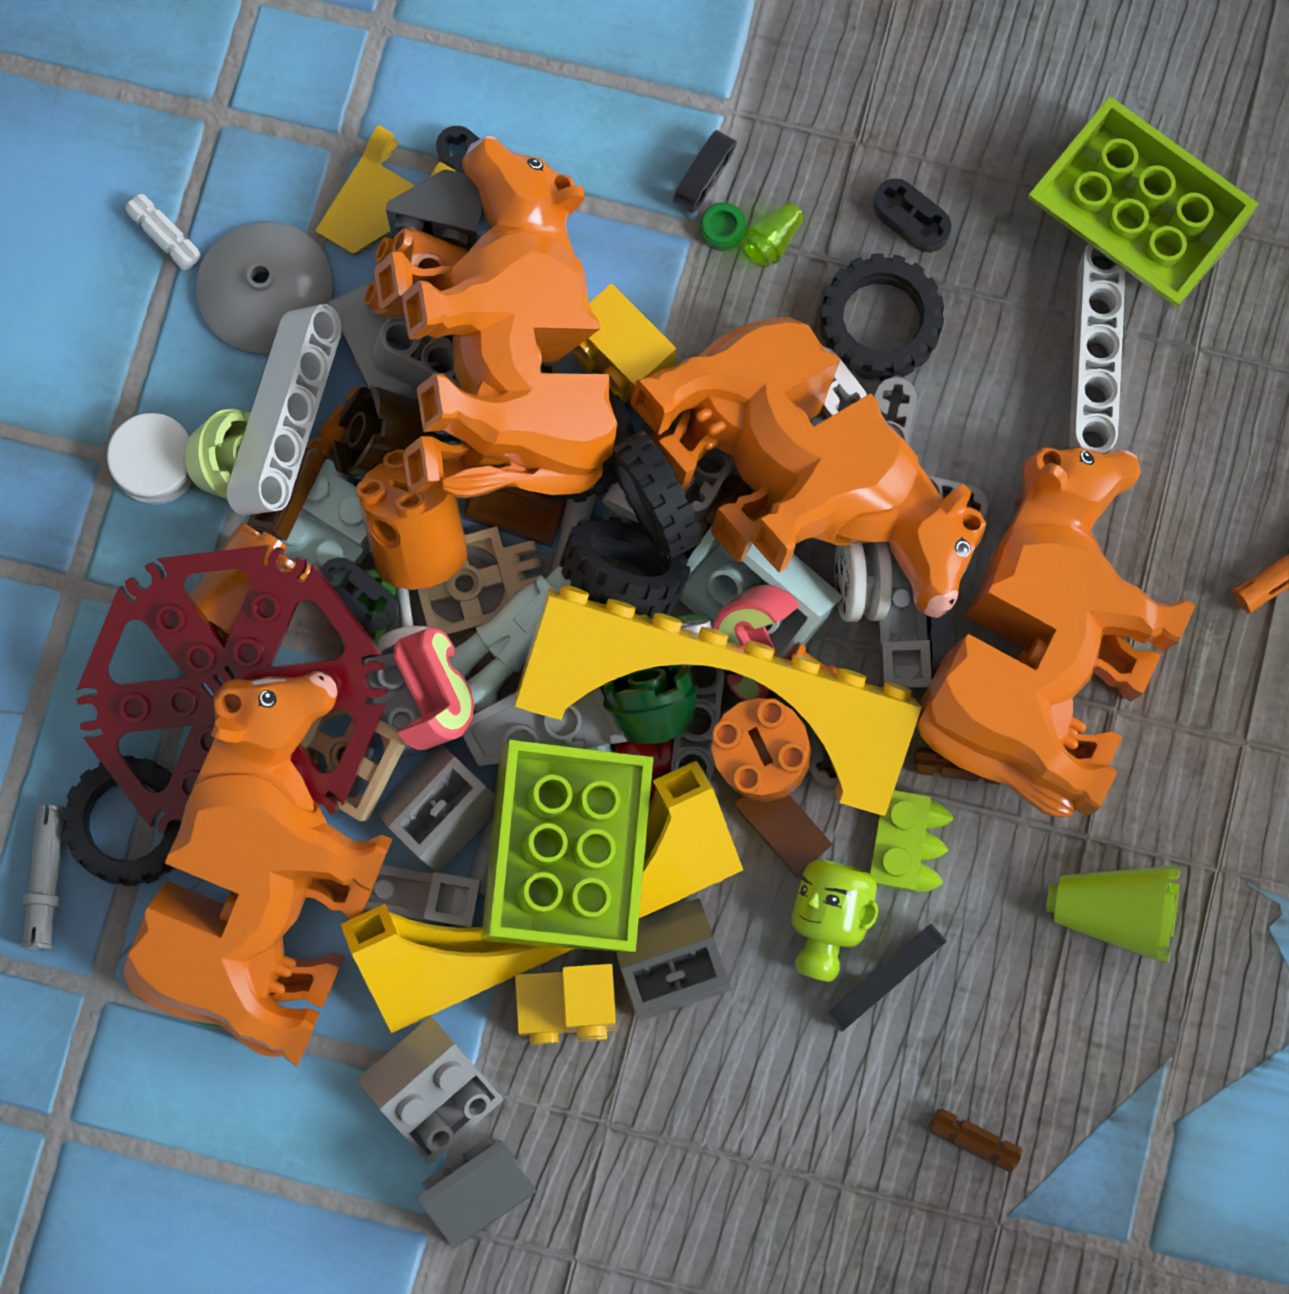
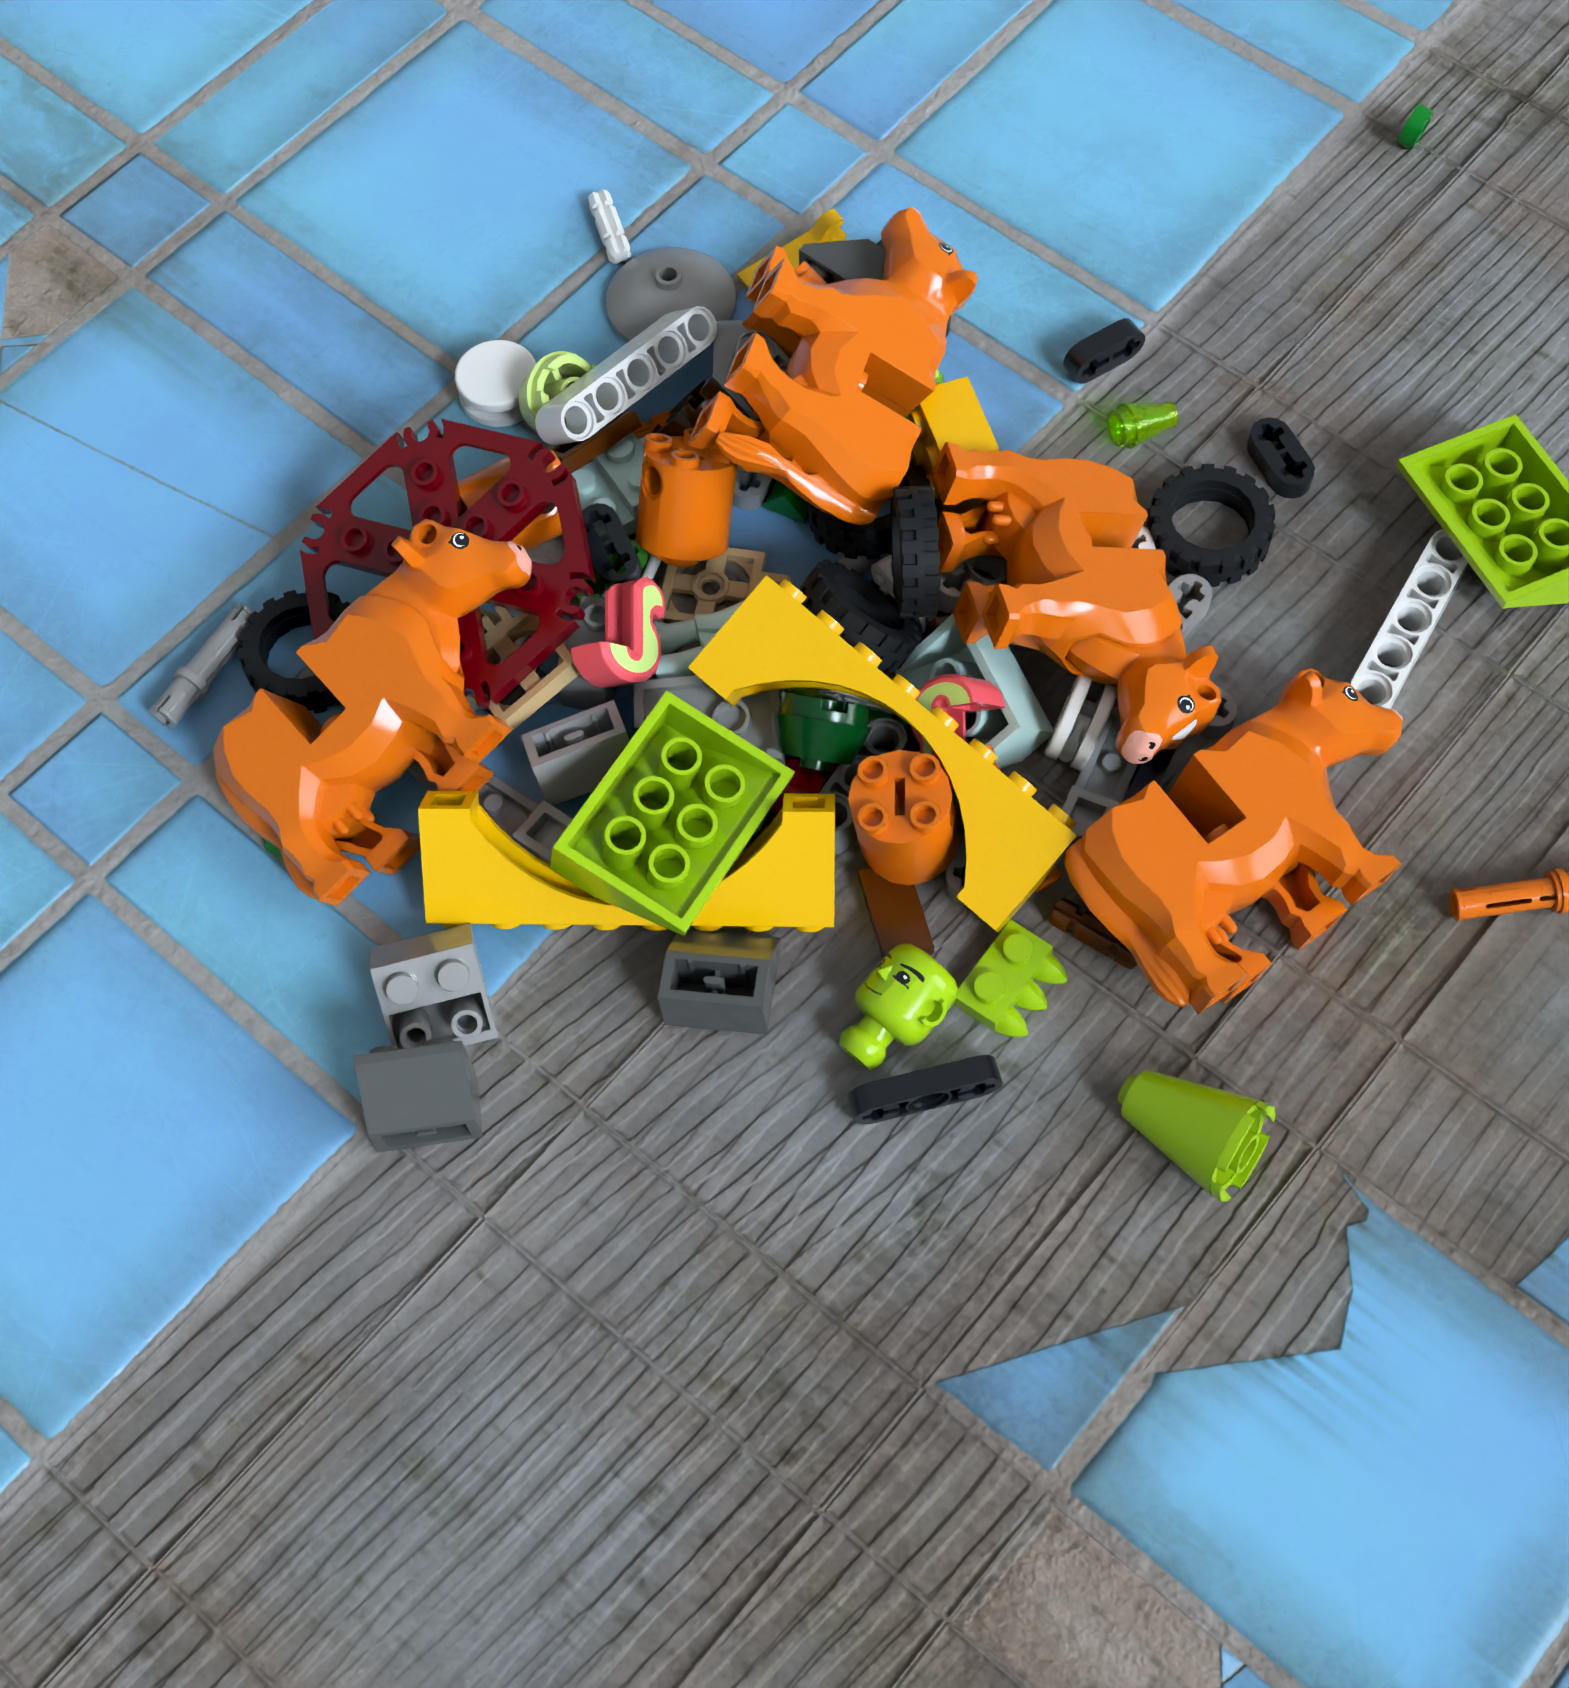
camera: 30 degrees right, 15 degrees down
(517, 513) = (786, 544): reddish brown tile -> none
(566, 1003) = (605, 969): yellow brick -> none
(722, 226) = (1096, 401): green tile -> none
(975, 1140) = (938, 1288): reddish brown axle -> none

